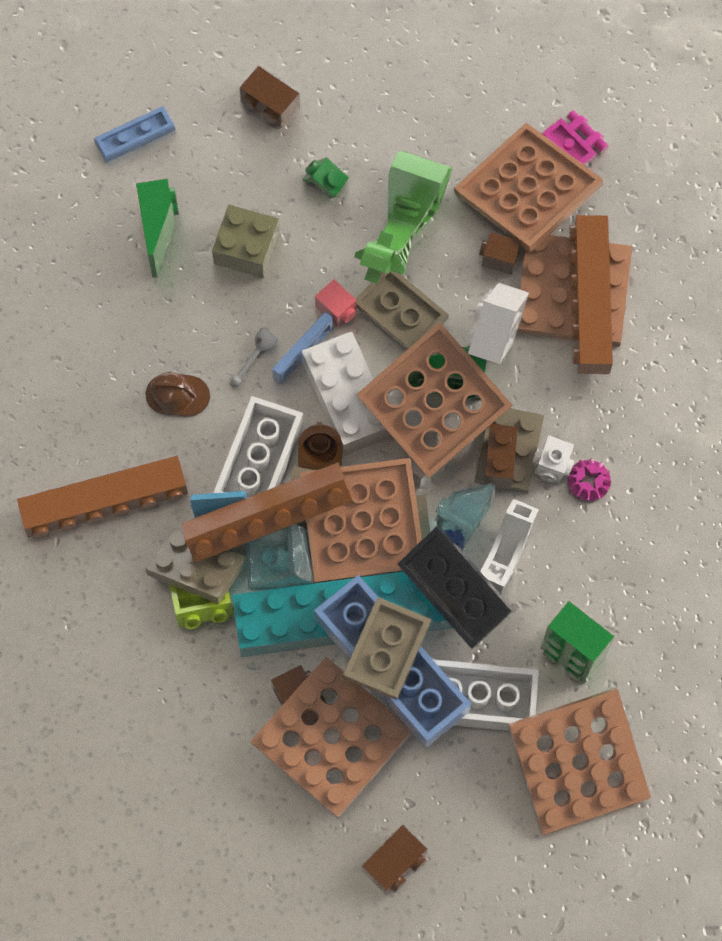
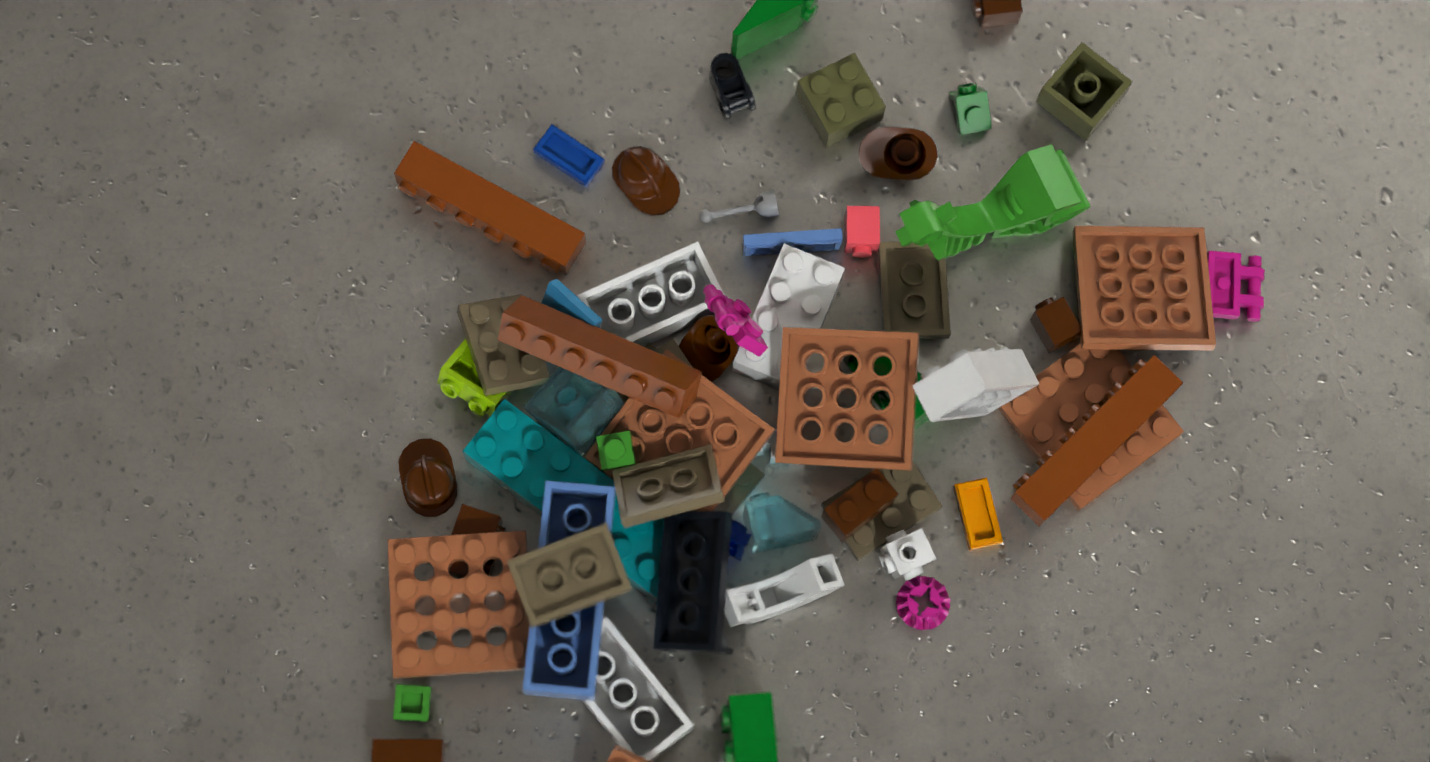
camera: 40 degrees right, 5 degrees up
(116, 423) = (569, 155): none -> blue tile
(177, 295) = (731, 92): none -> black piece
(229, 689) = (428, 477): none -> reddish brown piece
(312, 239) = (898, 153): none -> reddish brown piece
(322, 418) = (735, 320): none -> dark pink plate
(331, 559) = (616, 450): none -> bright green plate
(360, 825) = (412, 703): none -> bright green plate
(381, 107) = (1083, 91): none -> olive brick
(385, 547) = (667, 486): none -> dark tan plate
(567, 401) = (978, 514): none -> light orange tile

